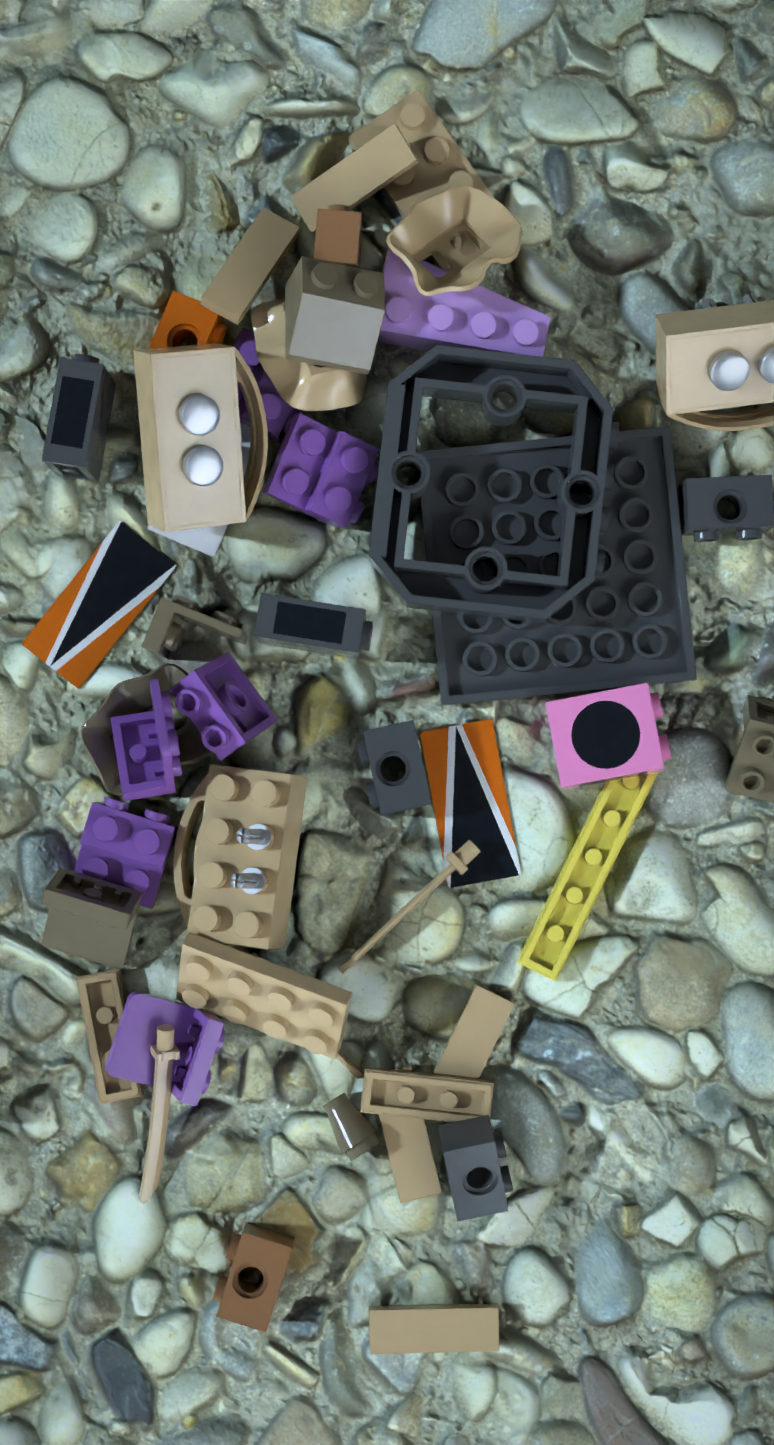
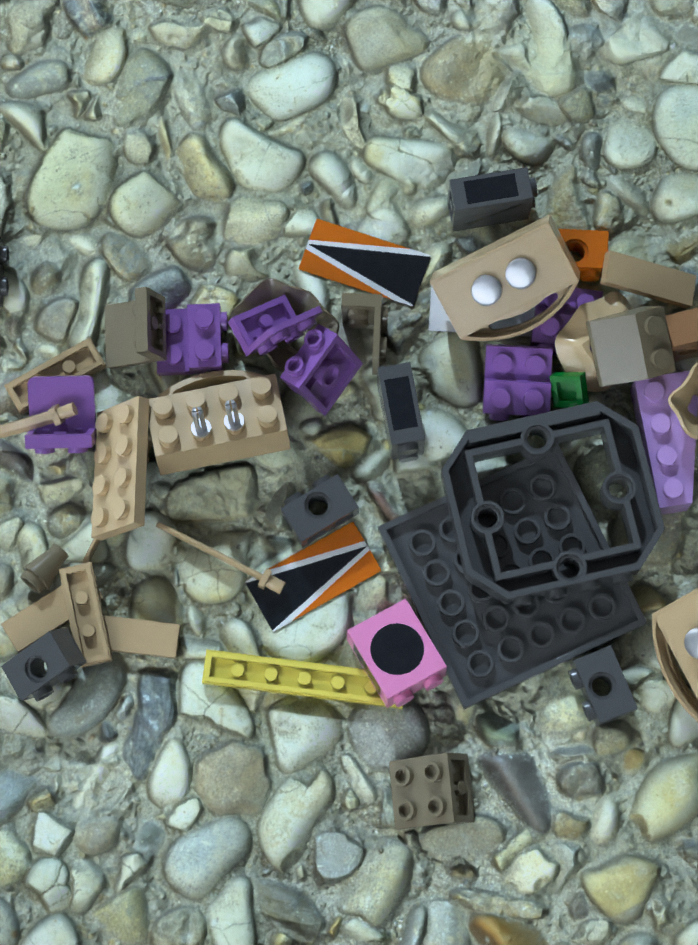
camera: 75 degrees right, 10 degrees down
(357, 412) = (568, 389): none -> green tile

